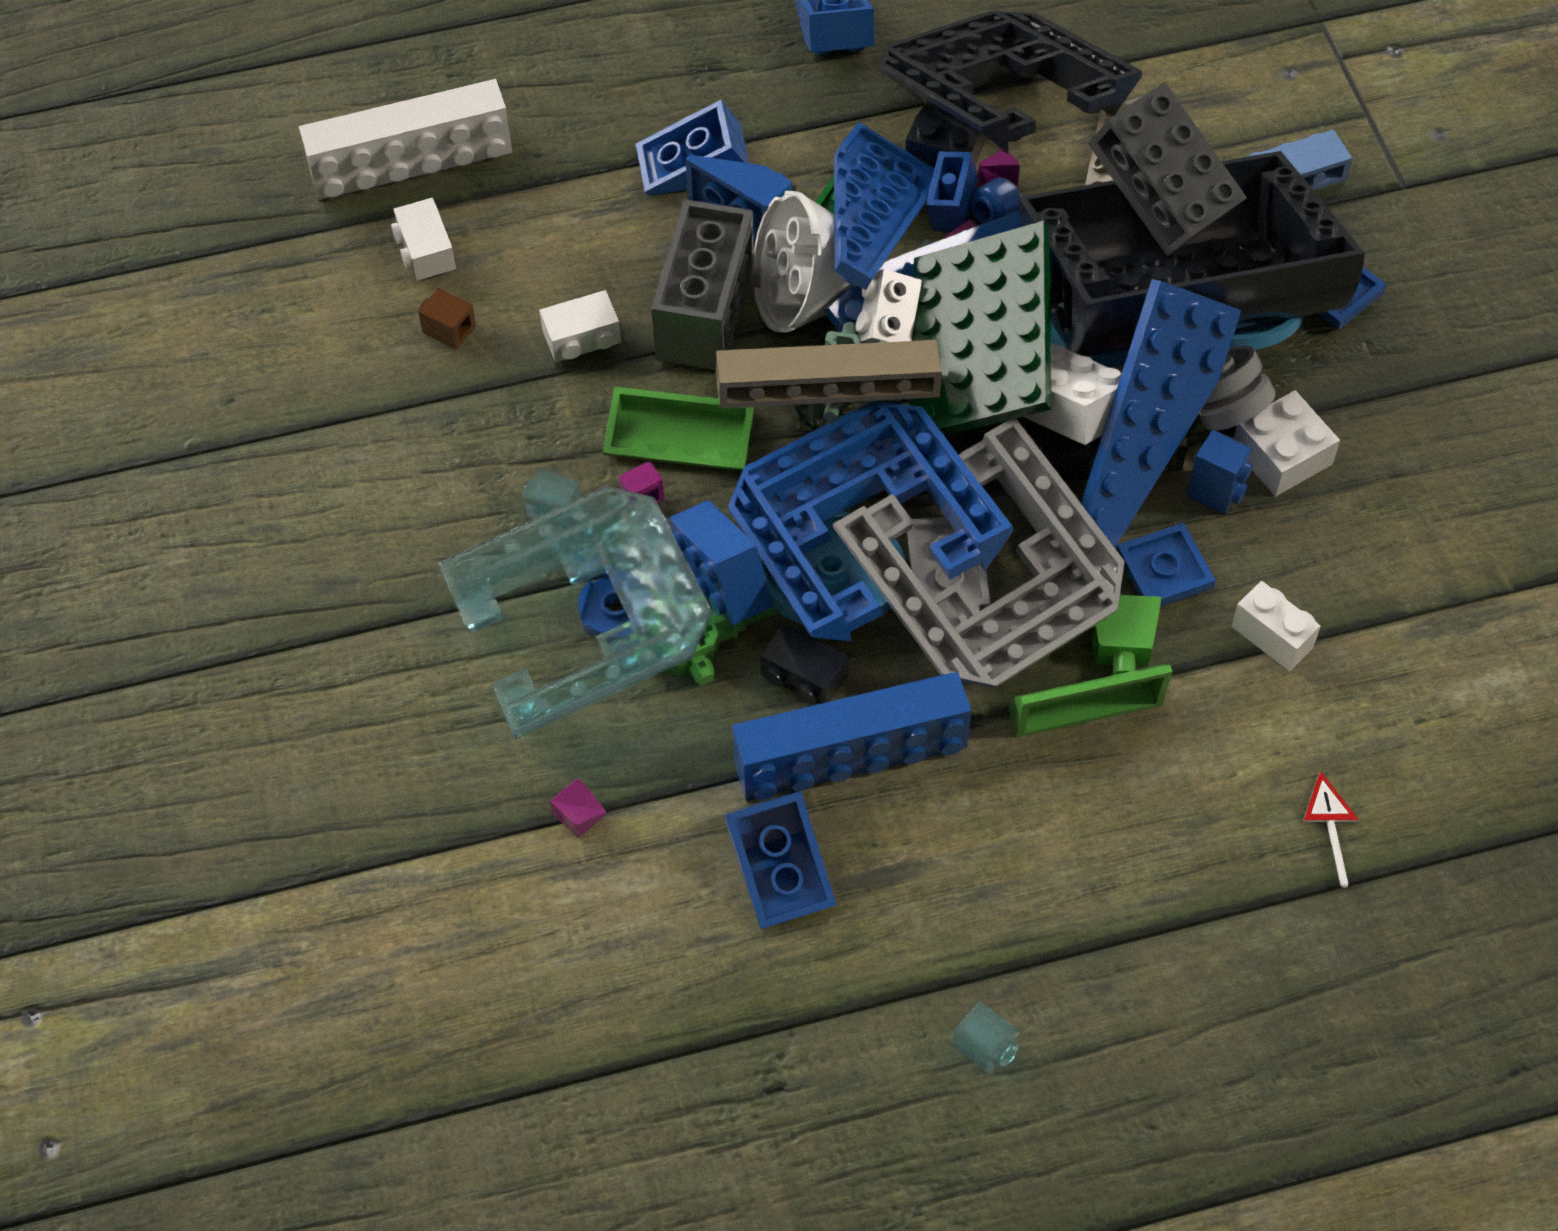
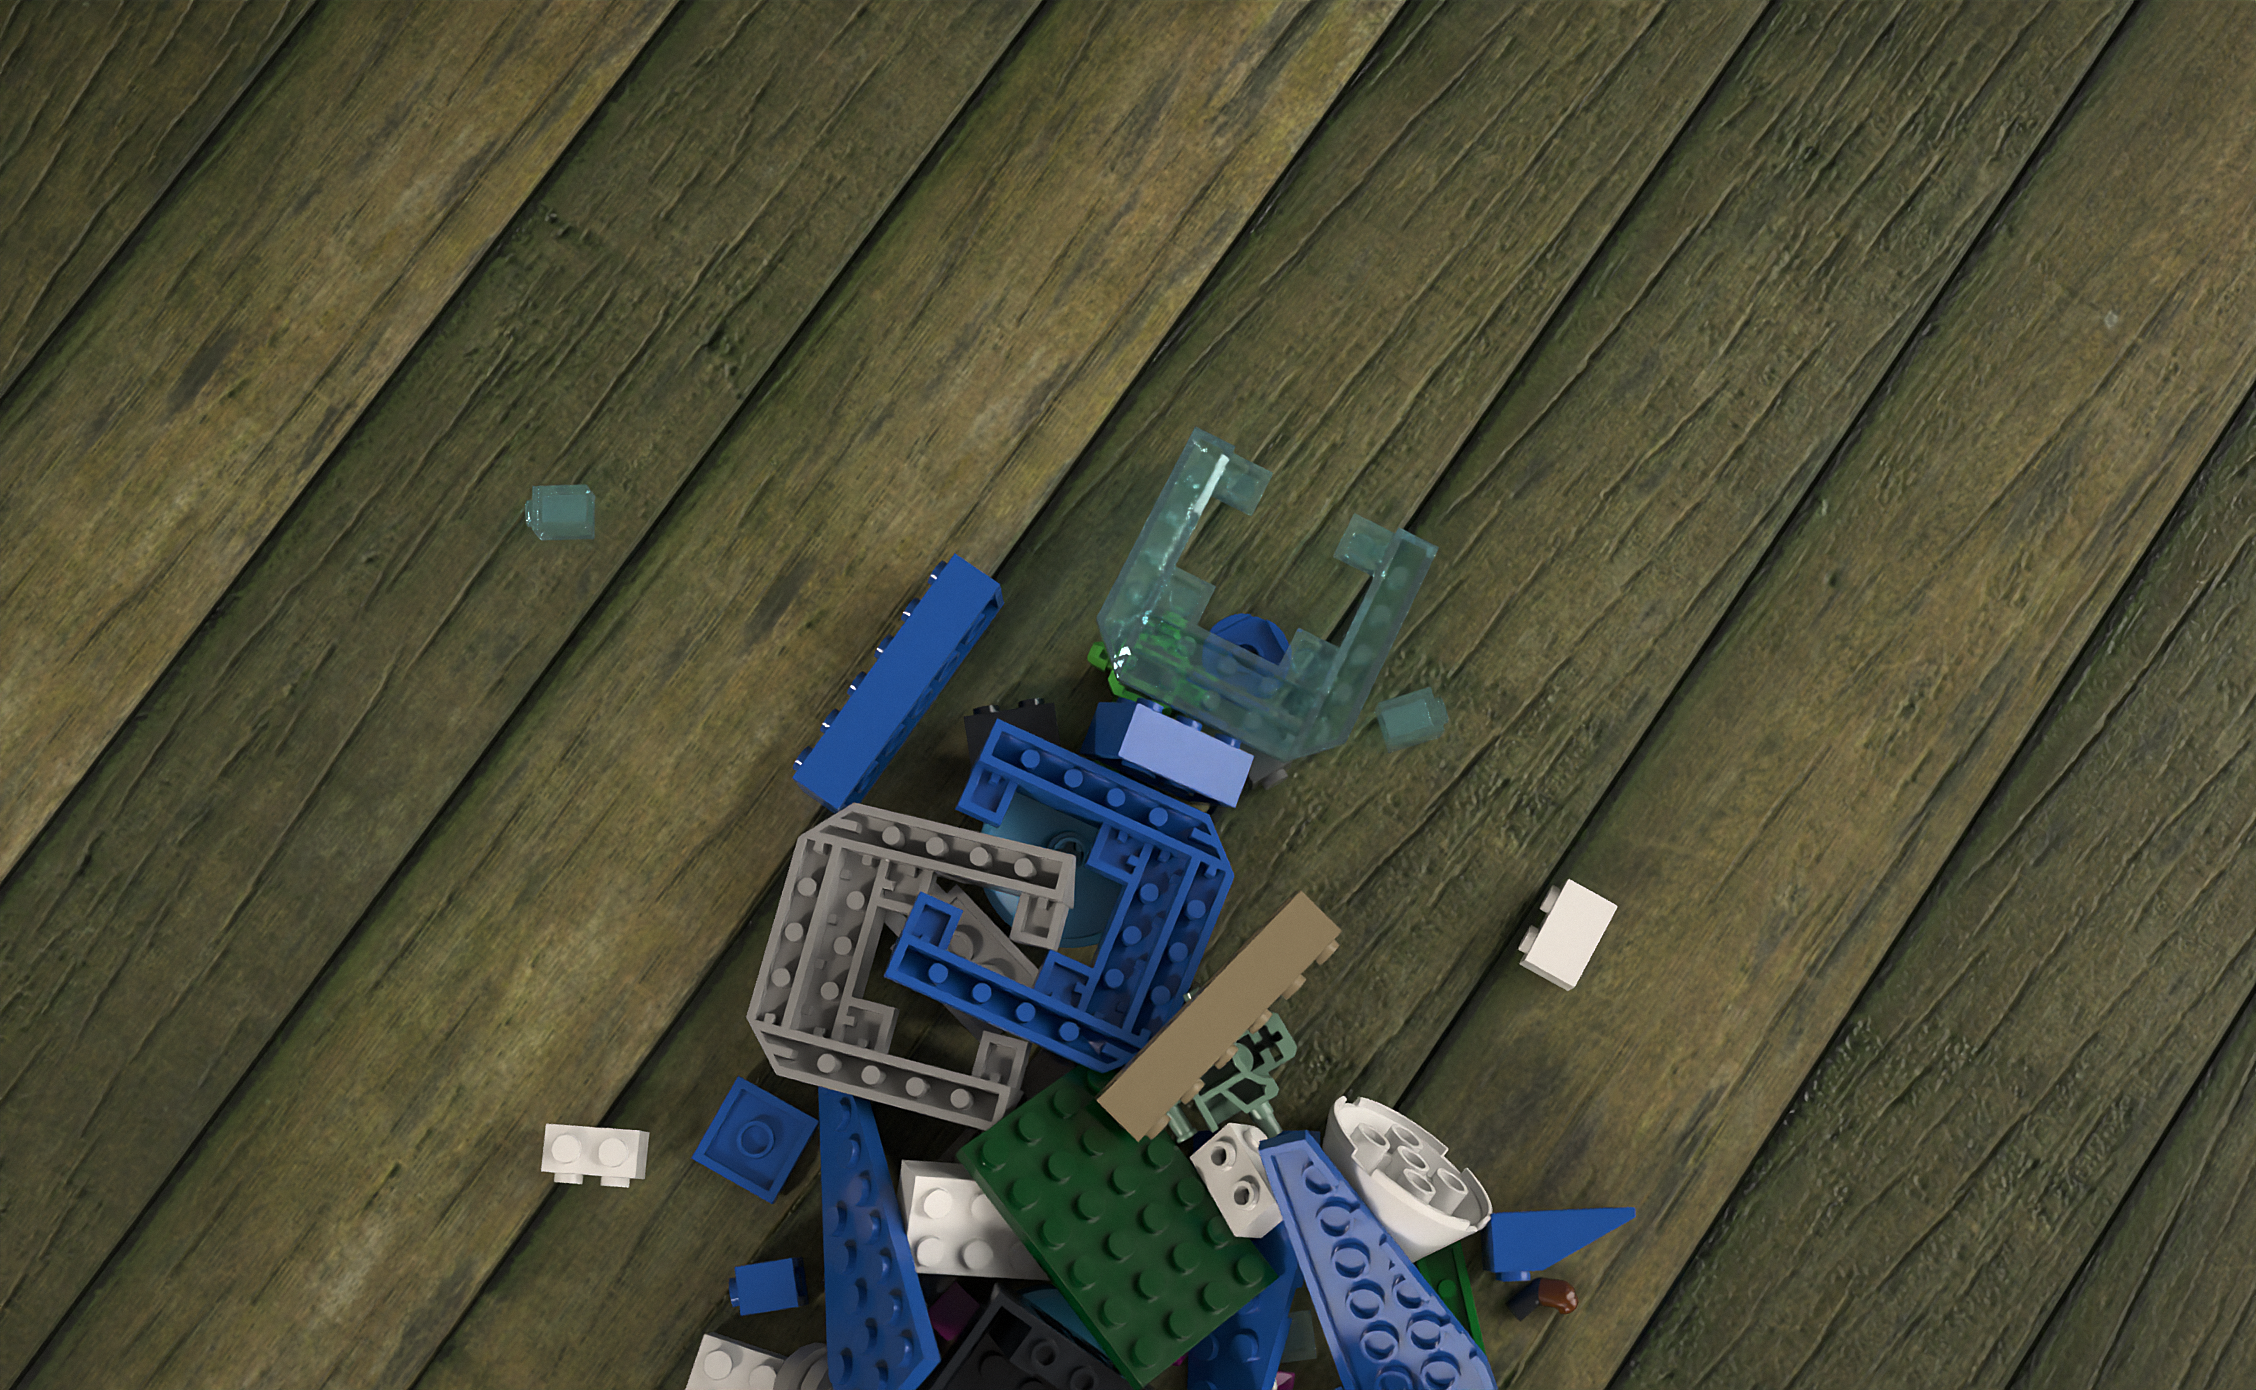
camera: 140 degrees right, 20 degrees up
(406, 139) = (1969, 1009): white brick -> none
(424, 239) = (1830, 906): white brick -> none
(447, 318) = (1714, 836): reddish brown brick -> none
(577, 808) = (1095, 436): magenta slope -> none
(644, 481) = (1335, 801): magenta slope -> none
(678, 429) = (1377, 896): bright green slope -> none
(702, 284) = (1478, 1072): dark grey brick -> none
(707, 133) = (1664, 1267): blue slope -> none
(780, 859) = (878, 532): blue slope -> none
(1089, 700) = (714, 916): bright green slope -> none
(1127, 635) = (725, 1026): bright green torso -> none
(1329, 807) = (420, 997): piece -> none

